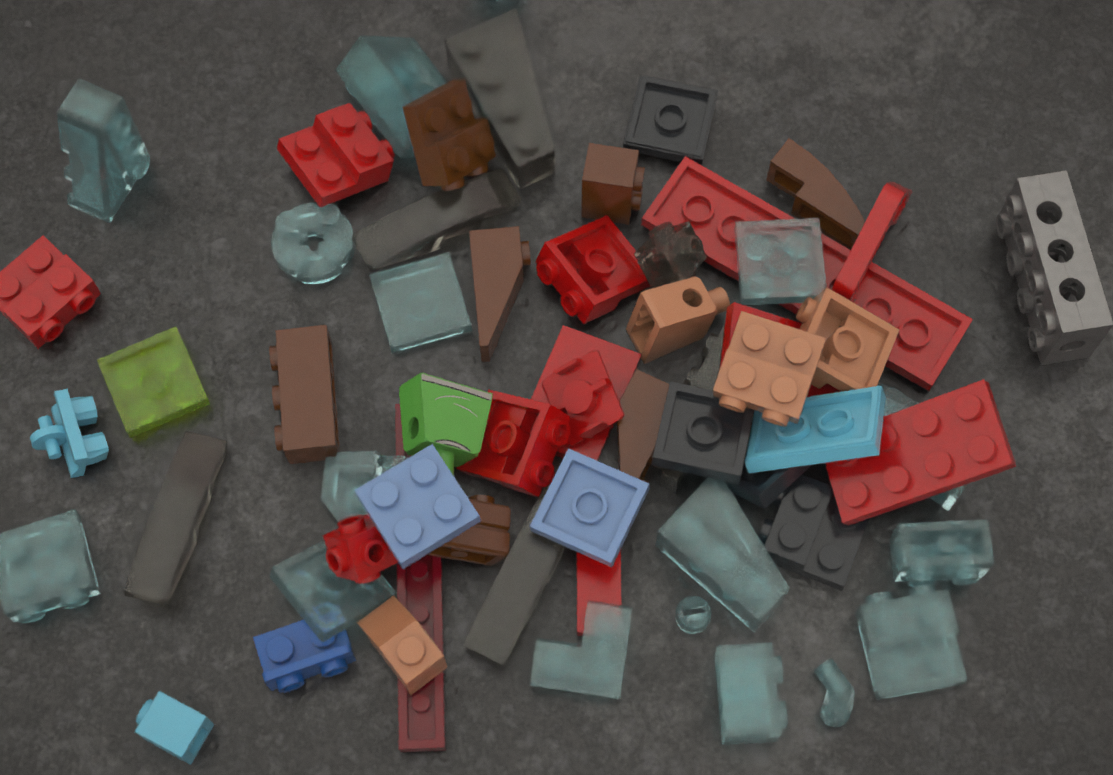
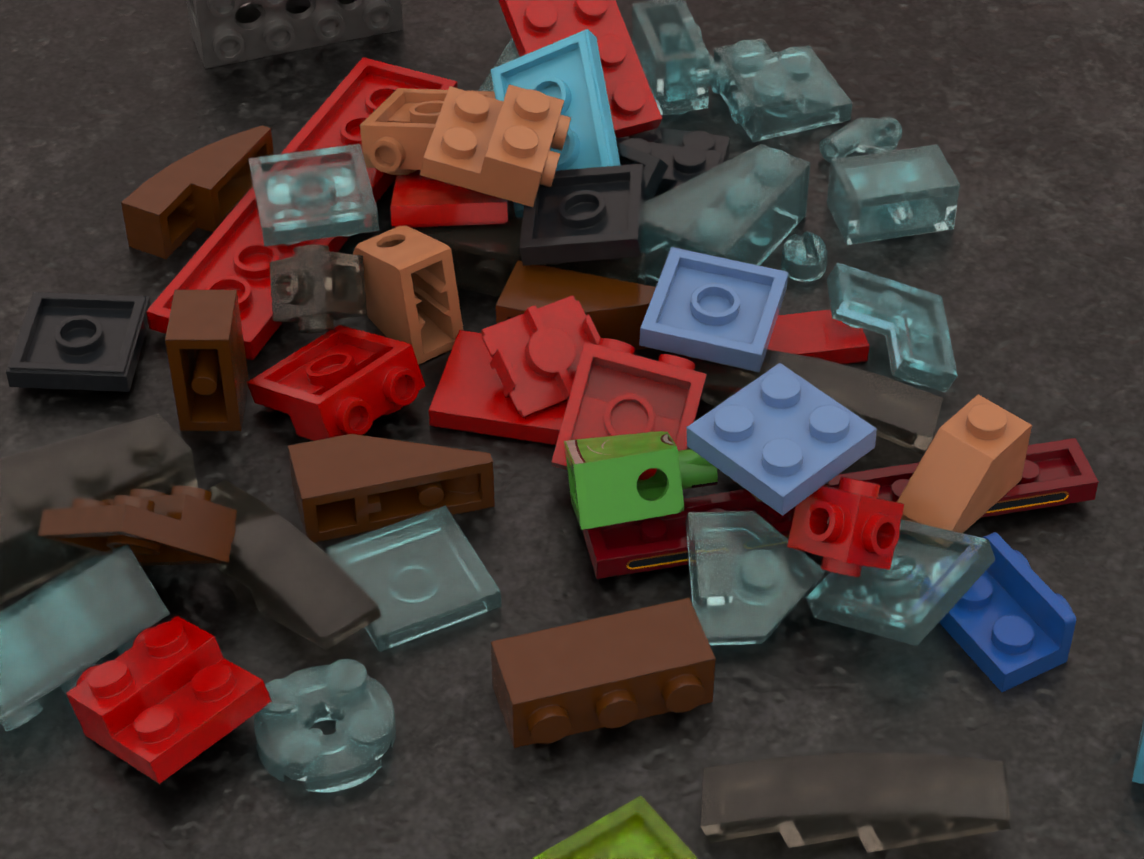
camera: 100 degrees left, 25 degrees down
(883, 215) = (259, 92): red beam -> none

